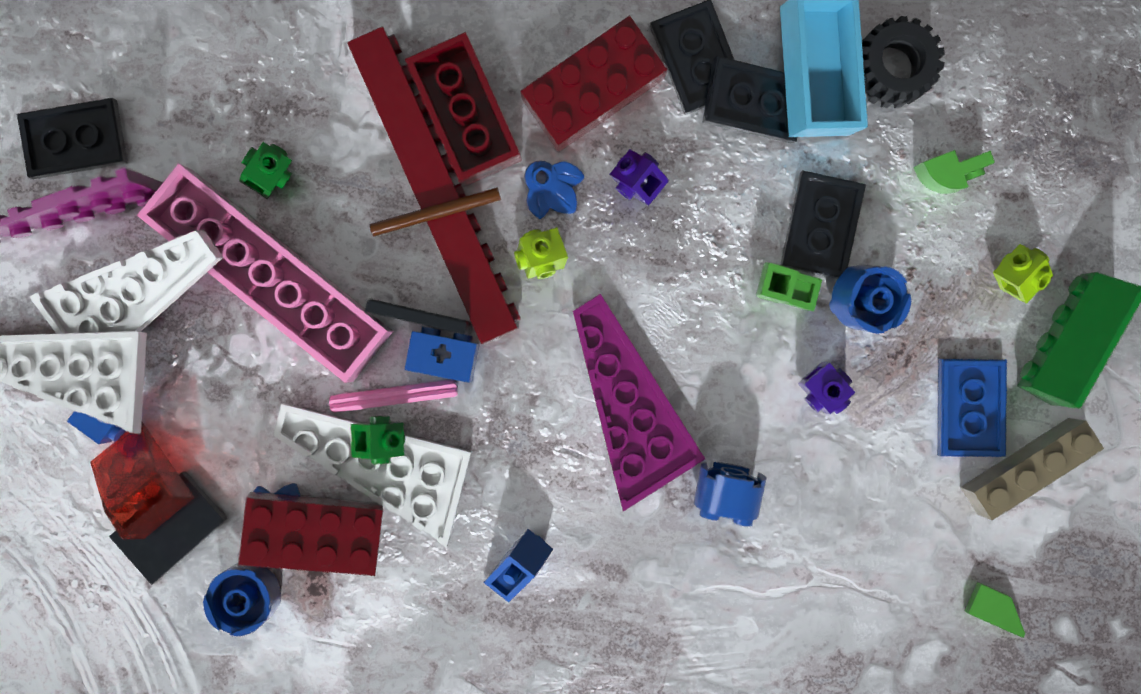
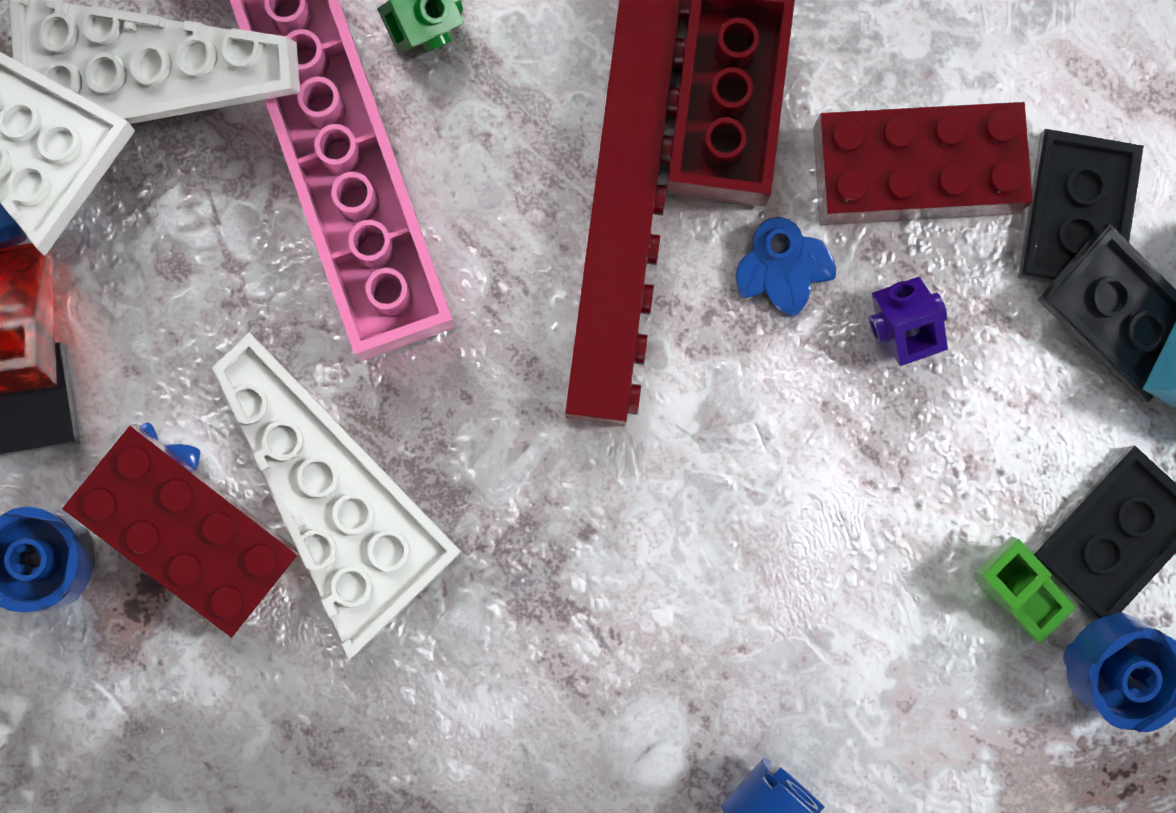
camera: 25 degrees right, 5 degrees down
(377, 440) = (350, 456): green brick -> none
(393, 395) = (403, 413): bright pink axle -> none
(418, 316) = (505, 327): black tile -> none
(422, 356) = (474, 386): blue brick -> none
(435, 212) = (611, 202): reddish brown bar -> none
(519, 565) = (430, 746): blue slope -> none
(541, 253) = (718, 343): lime brick -> none
(639, 424) = (710, 654): magenta wing -> none
(816, 386) = (982, 748): dark purple brick -> none

